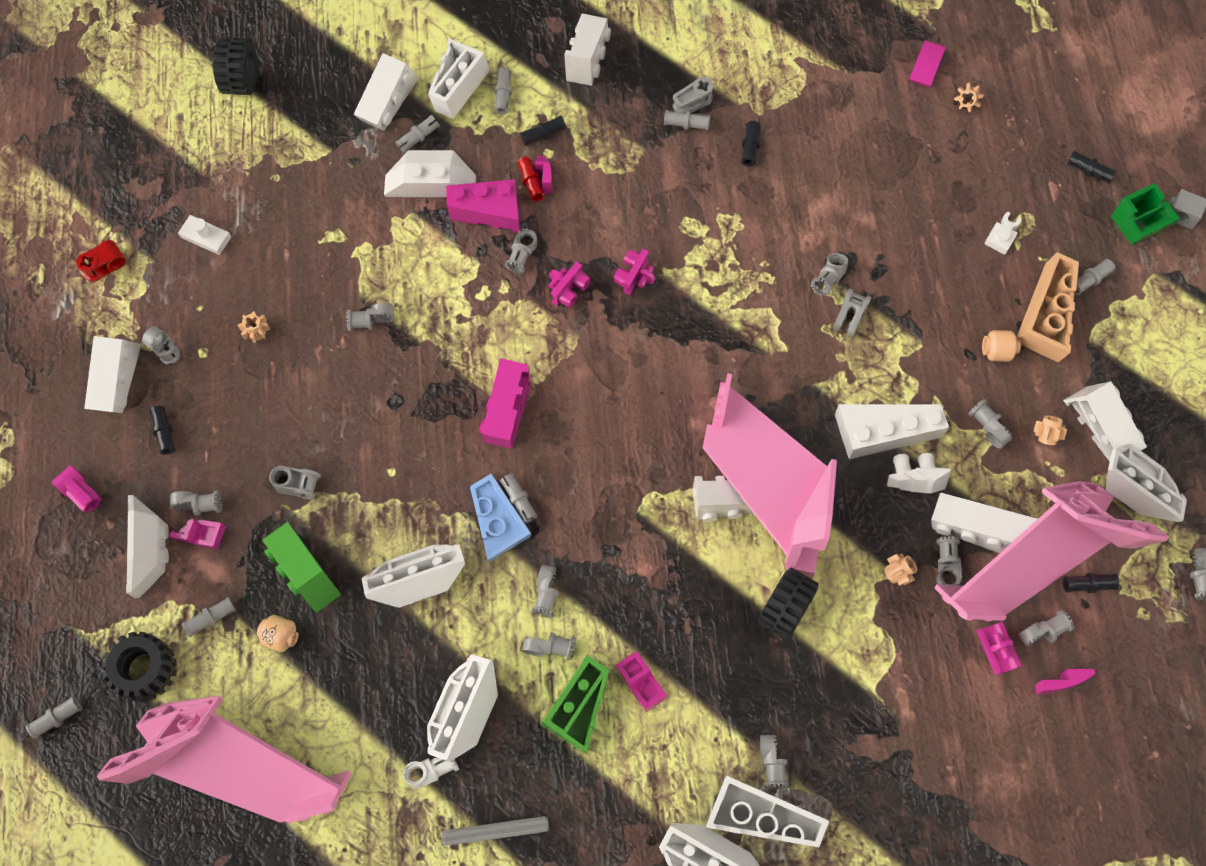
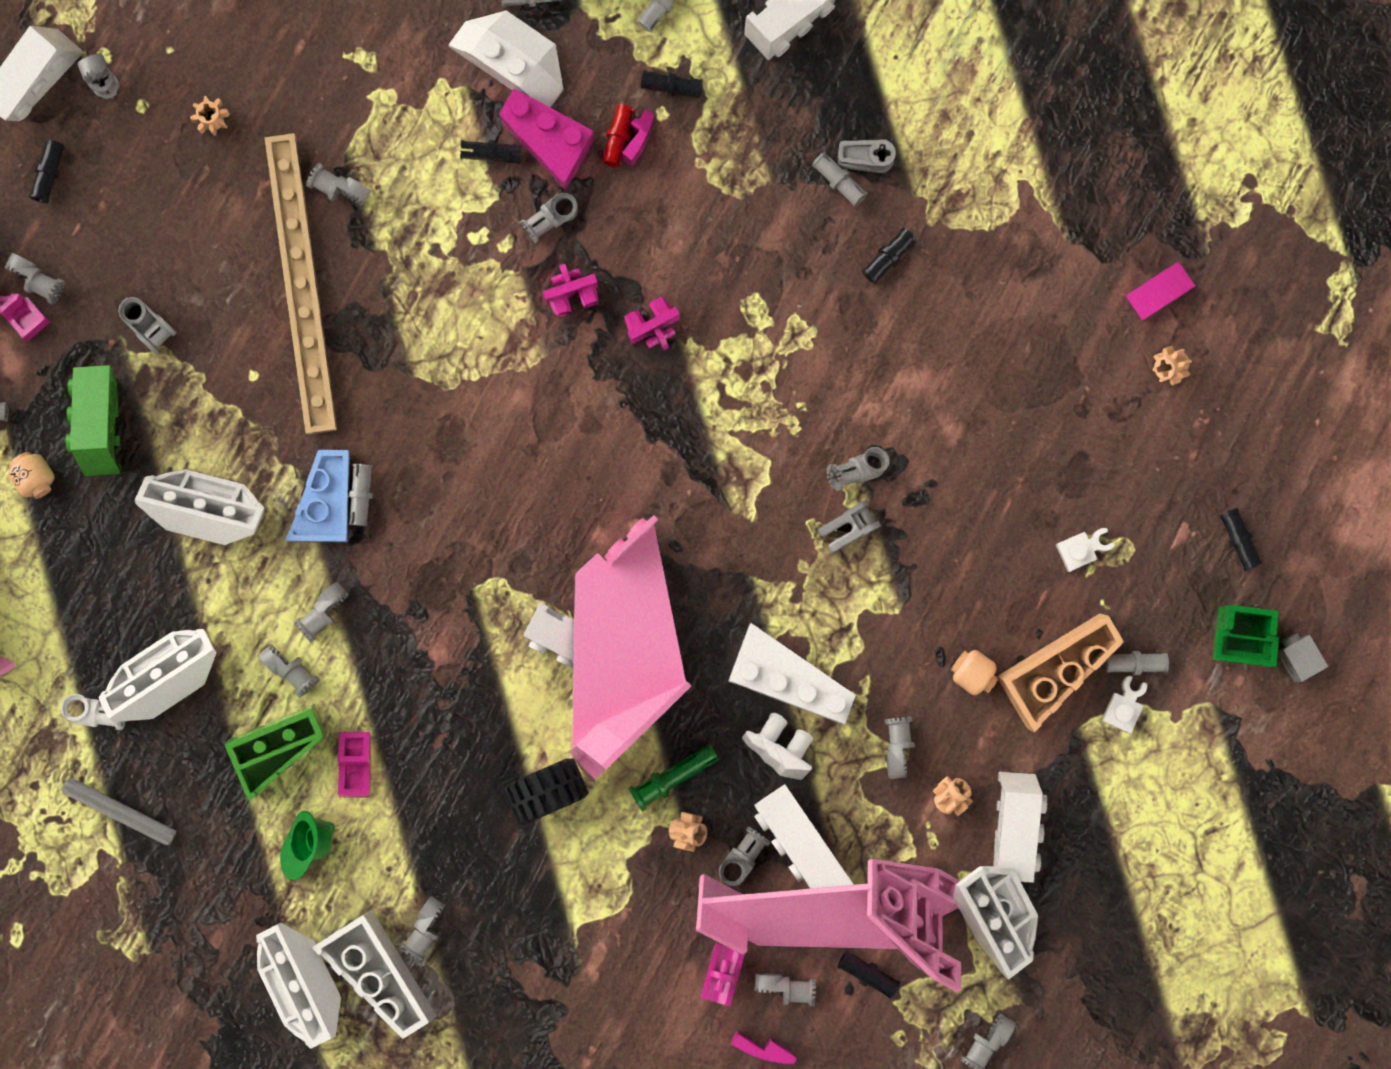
camera: 25 degrees right, 15 degrees up
(387, 393) = (300, 284): none -> tan plate
(456, 237) = (490, 152): none -> black pin
(506, 403) = (412, 386): dark pink wedge -> none
(645, 760) = (305, 843): none -> green piece
(858, 550) = (661, 783): none -> green pin
(1106, 311) = (1123, 709): none -> white plate

